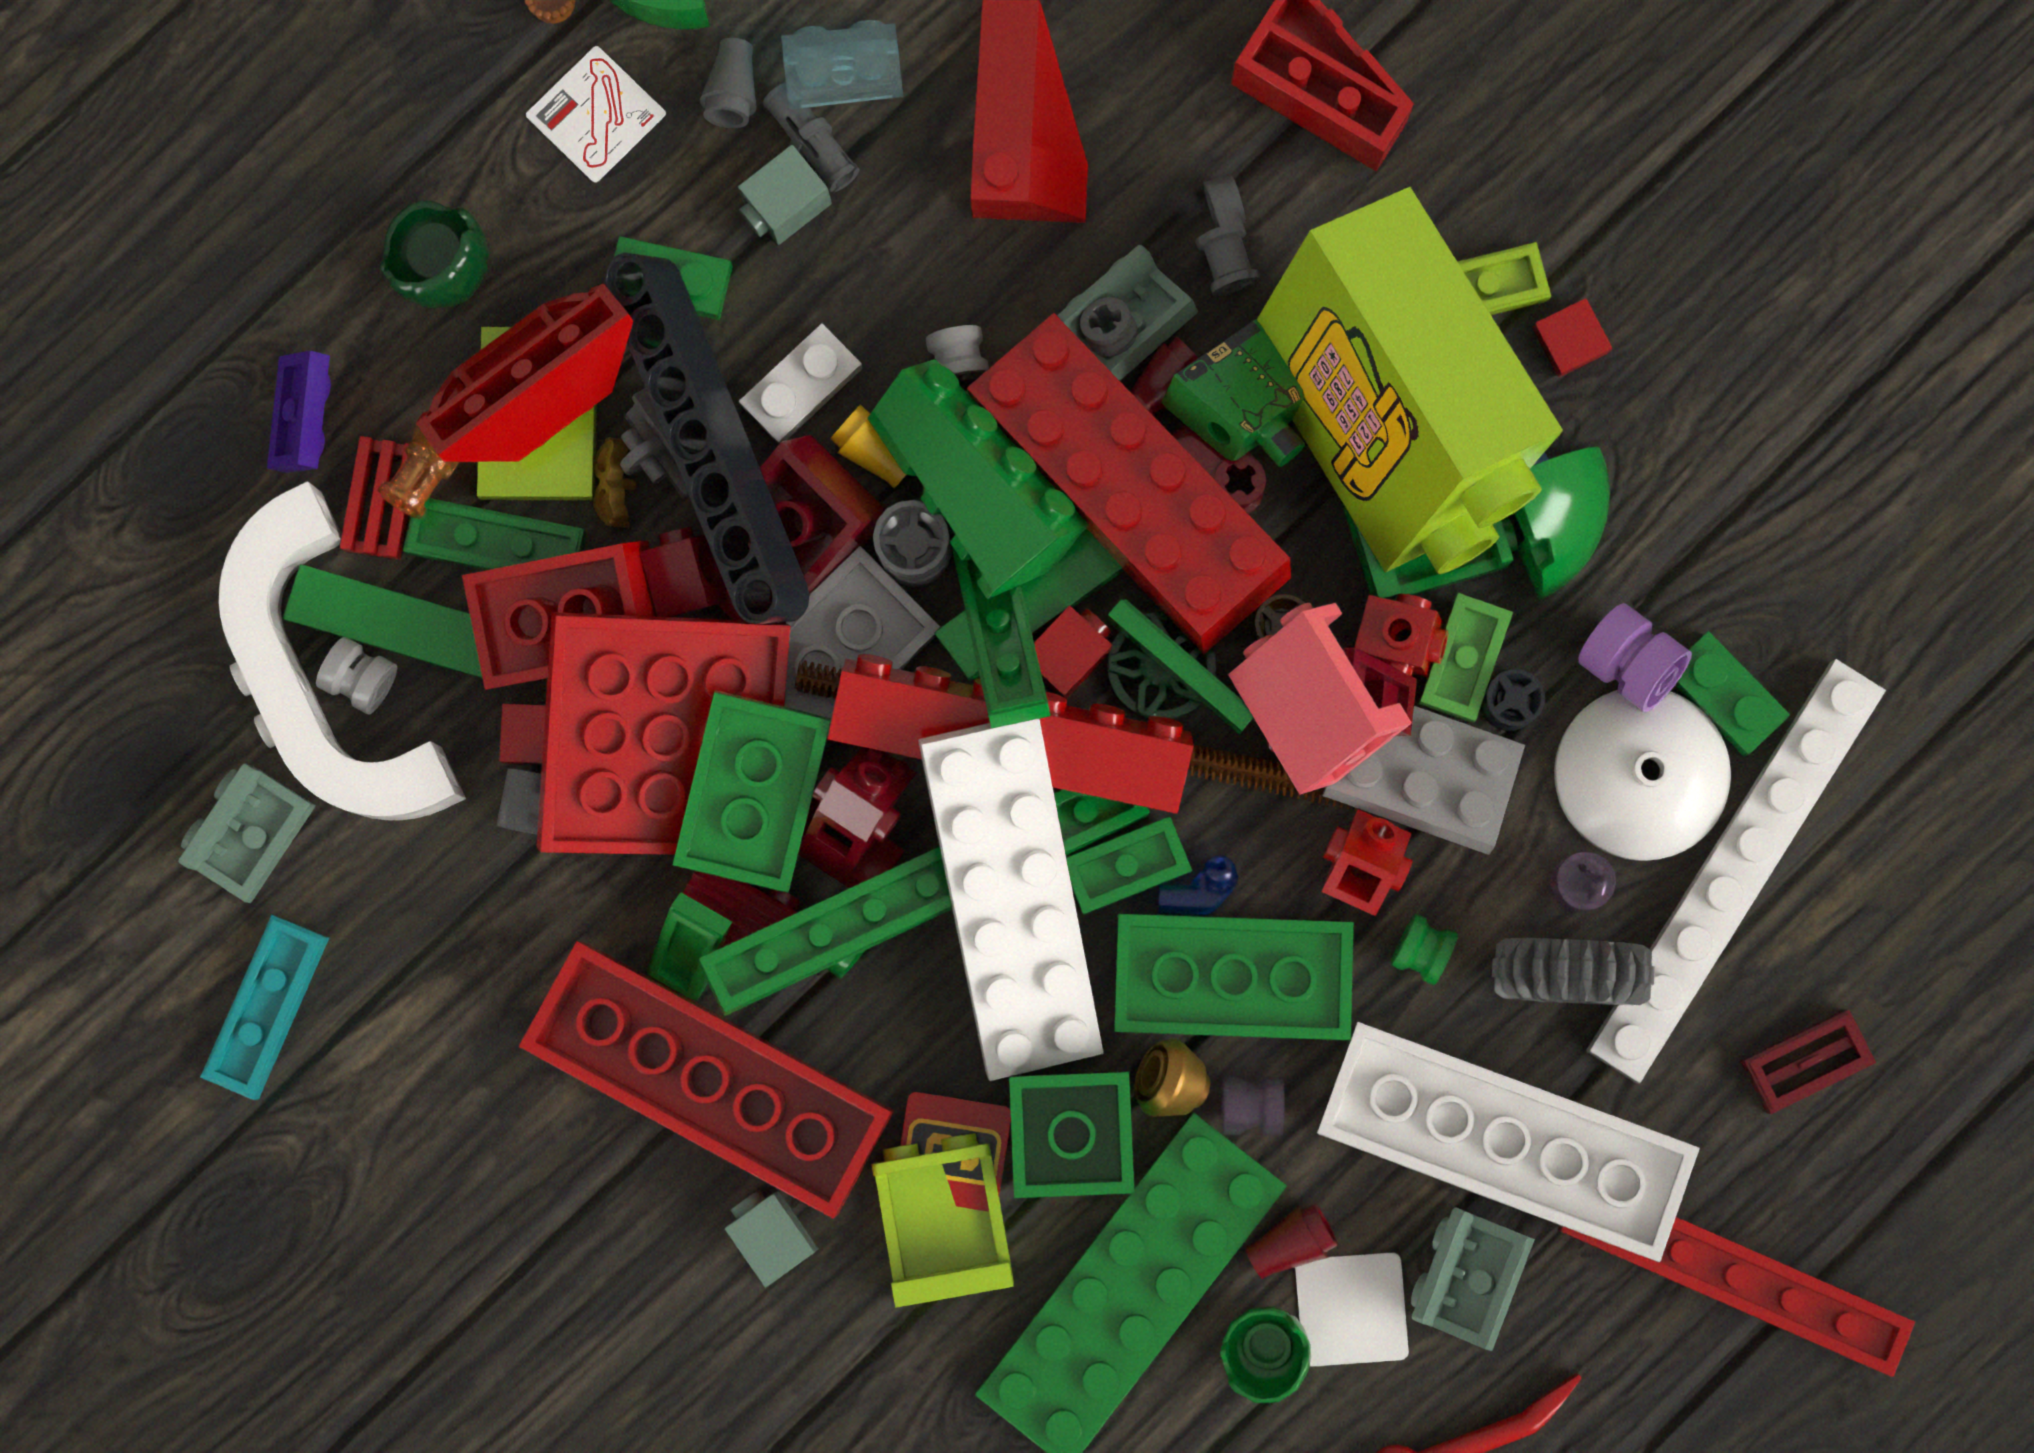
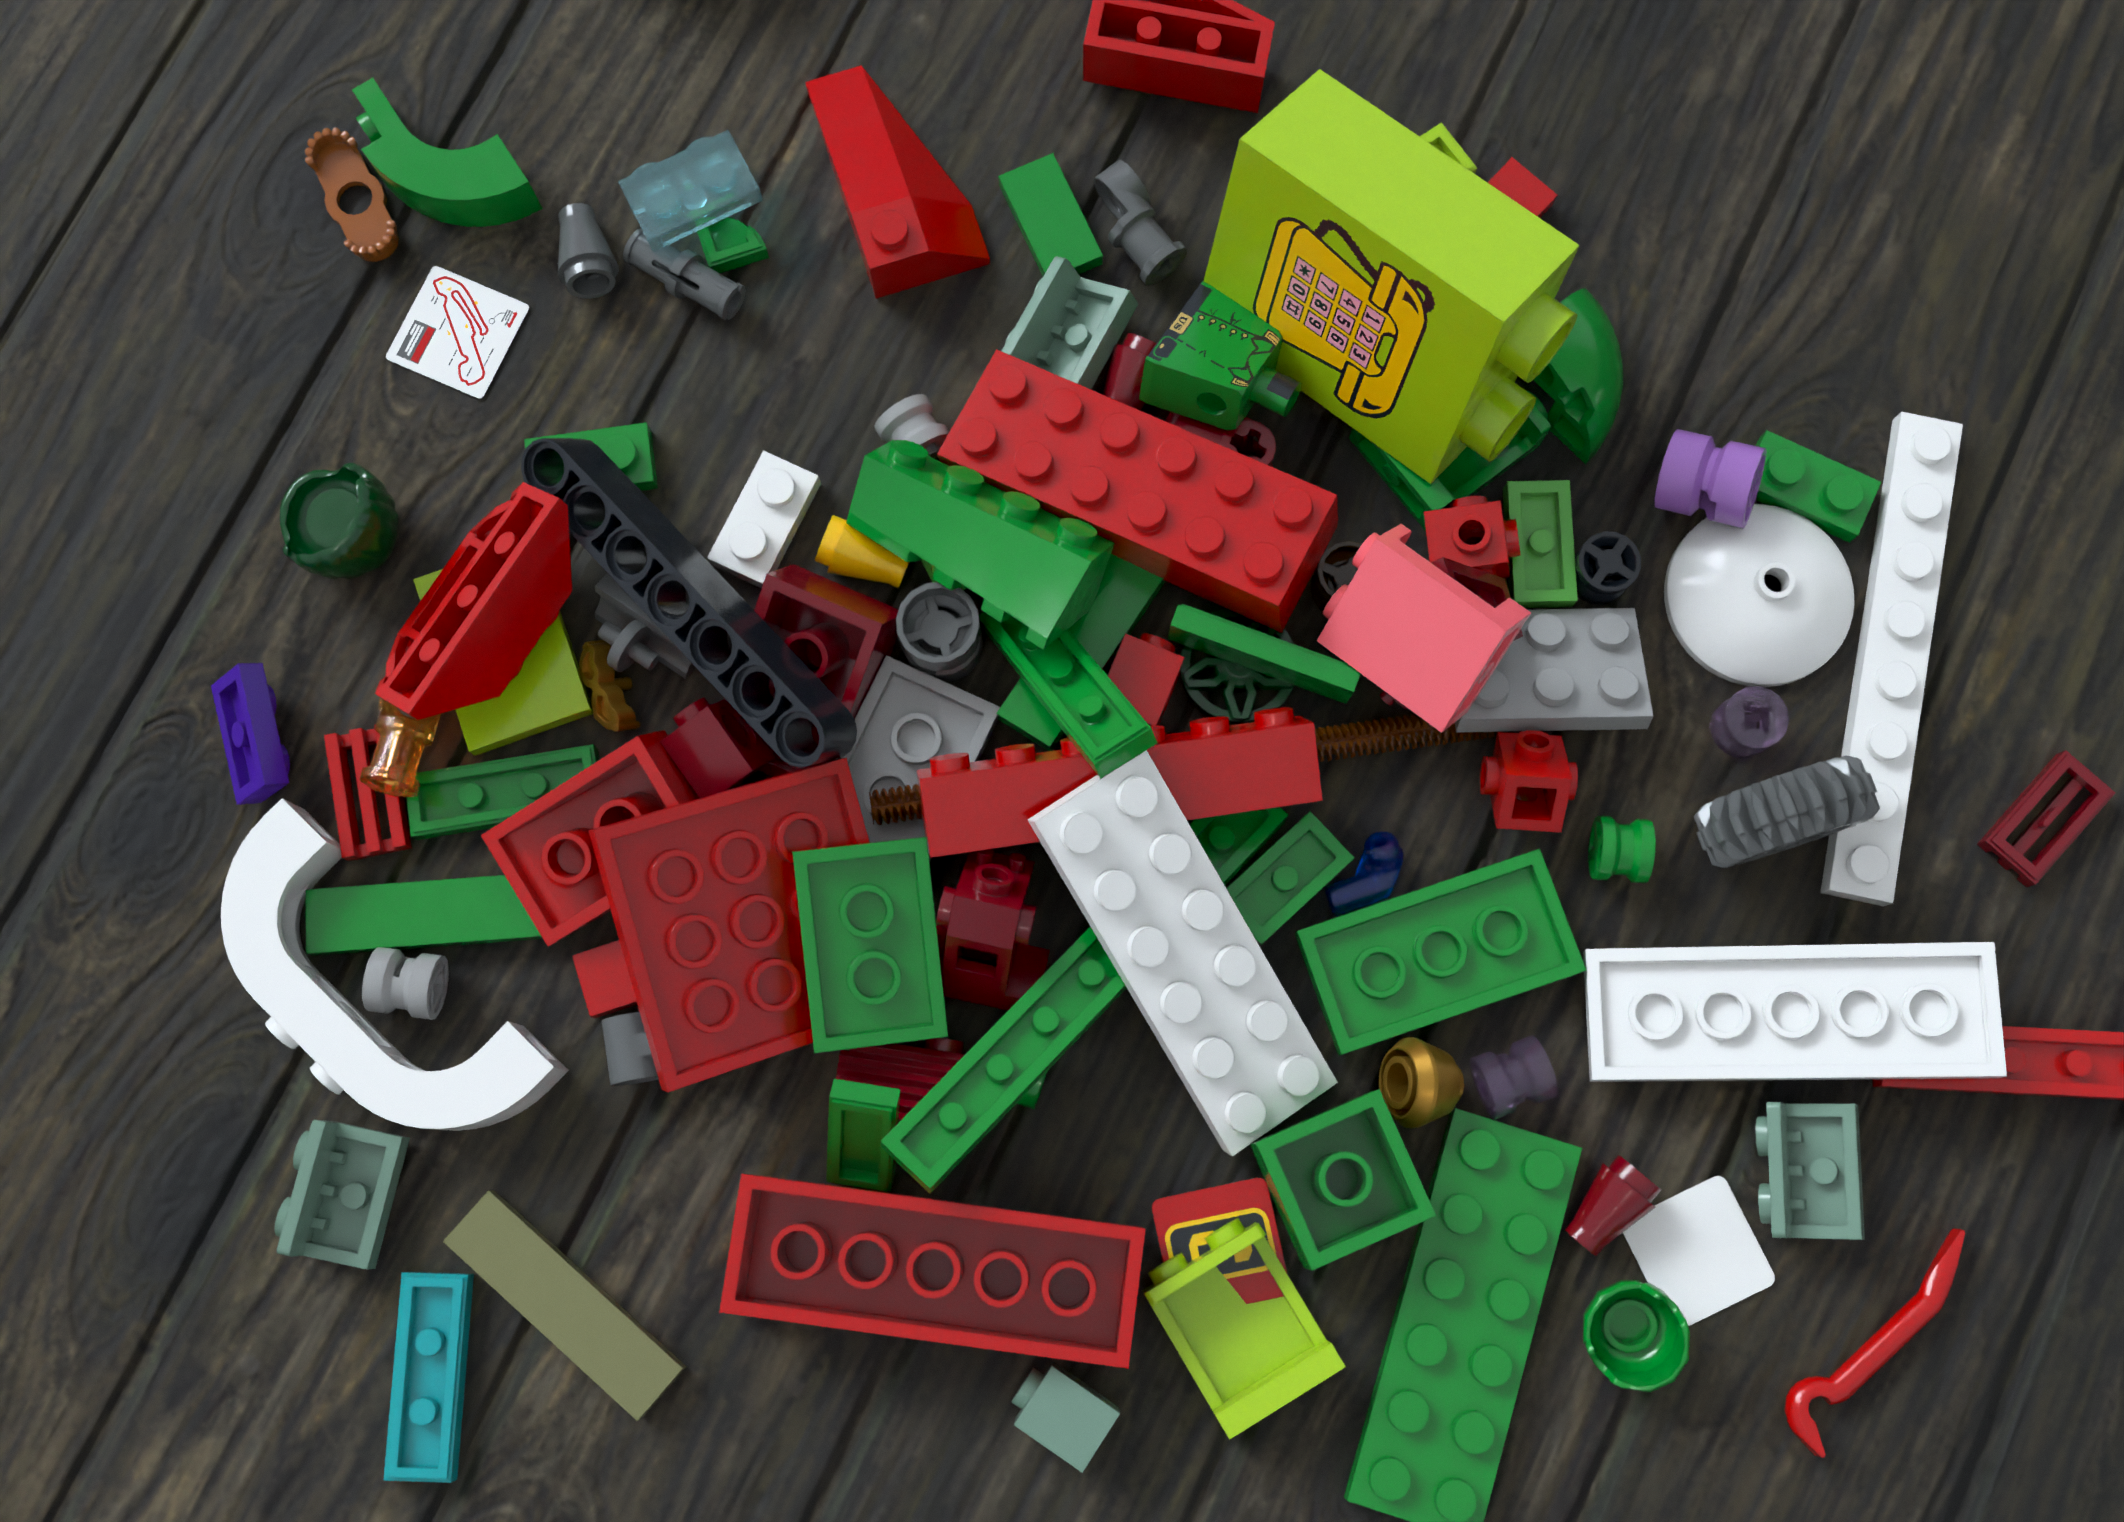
camera: 25 degrees left, 5 degrees down
(395, 991) = (565, 1304): none -> olive tile
(783, 196) = (677, 339): sand green brick -> none
(862, 124) = (731, 245): none -> green tile
(1115, 341) = (1045, 334): dark grey bush -> none
(1153, 201) = (1049, 215): none -> green tile

